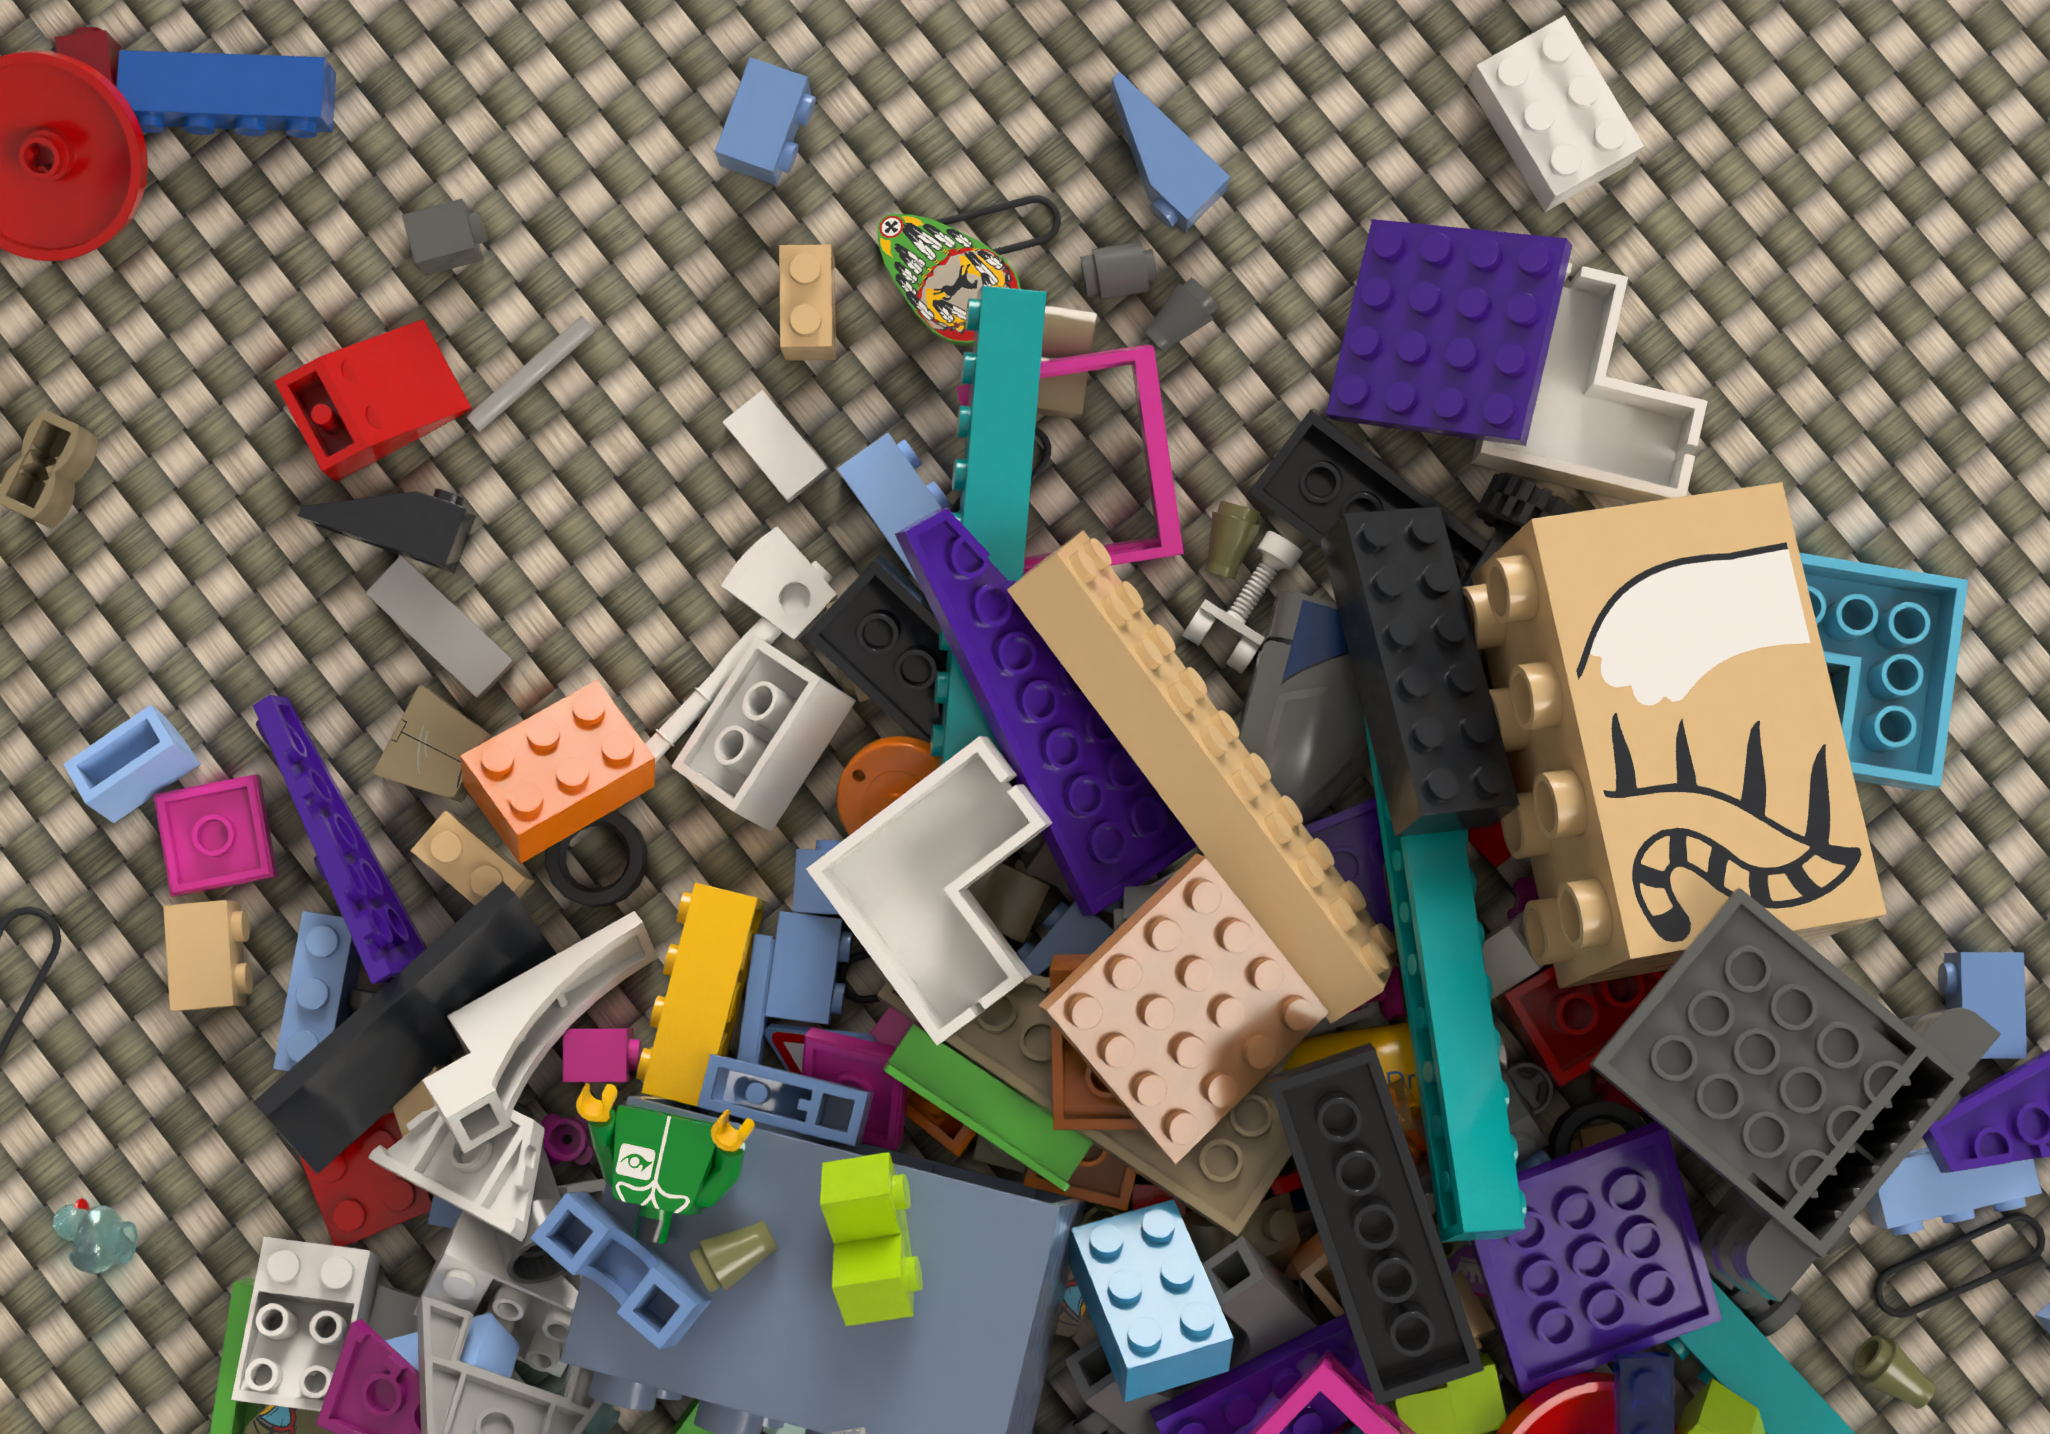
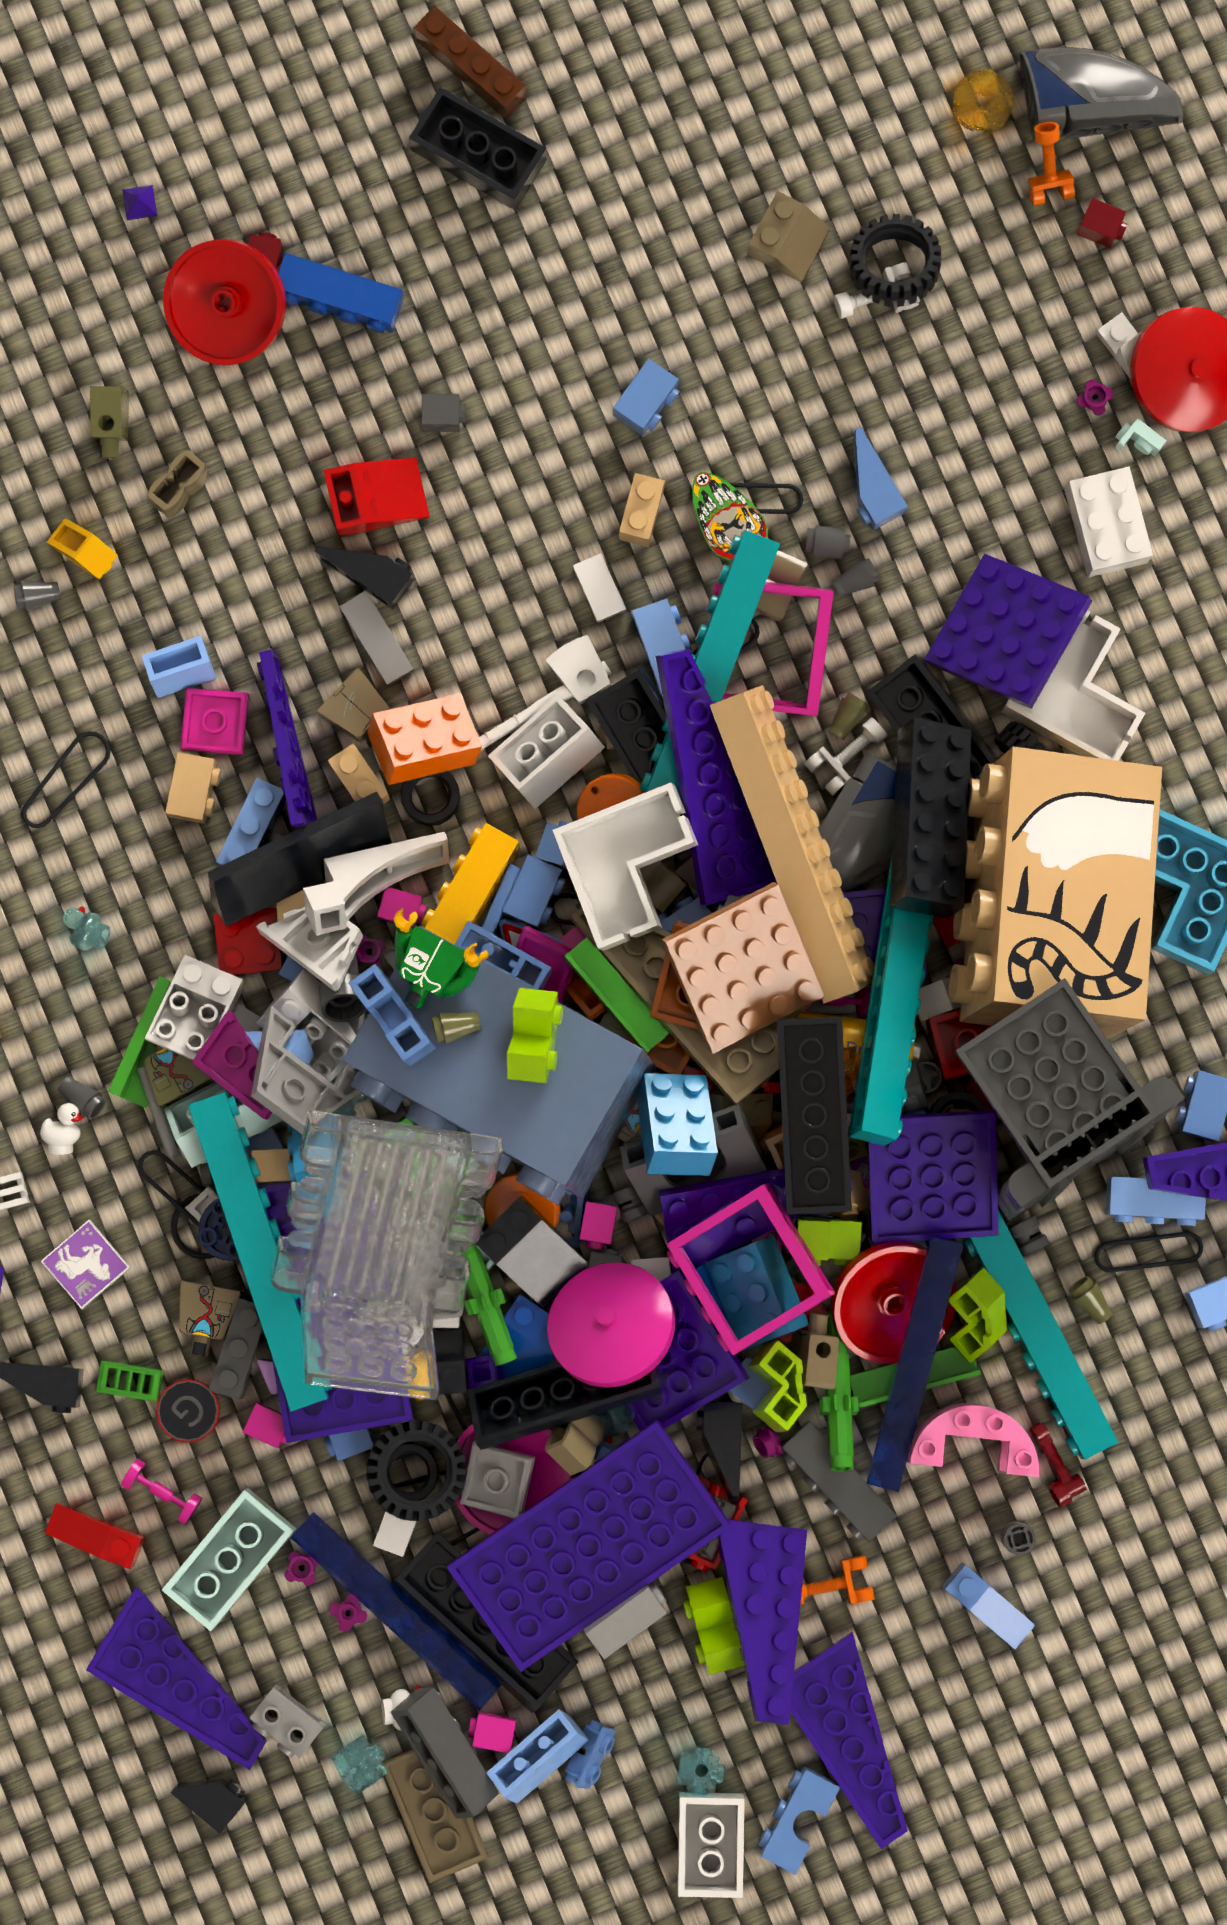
camera: 15 degrees right, 0 degrees up
(530, 373) = (469, 506): light grey bar -> none

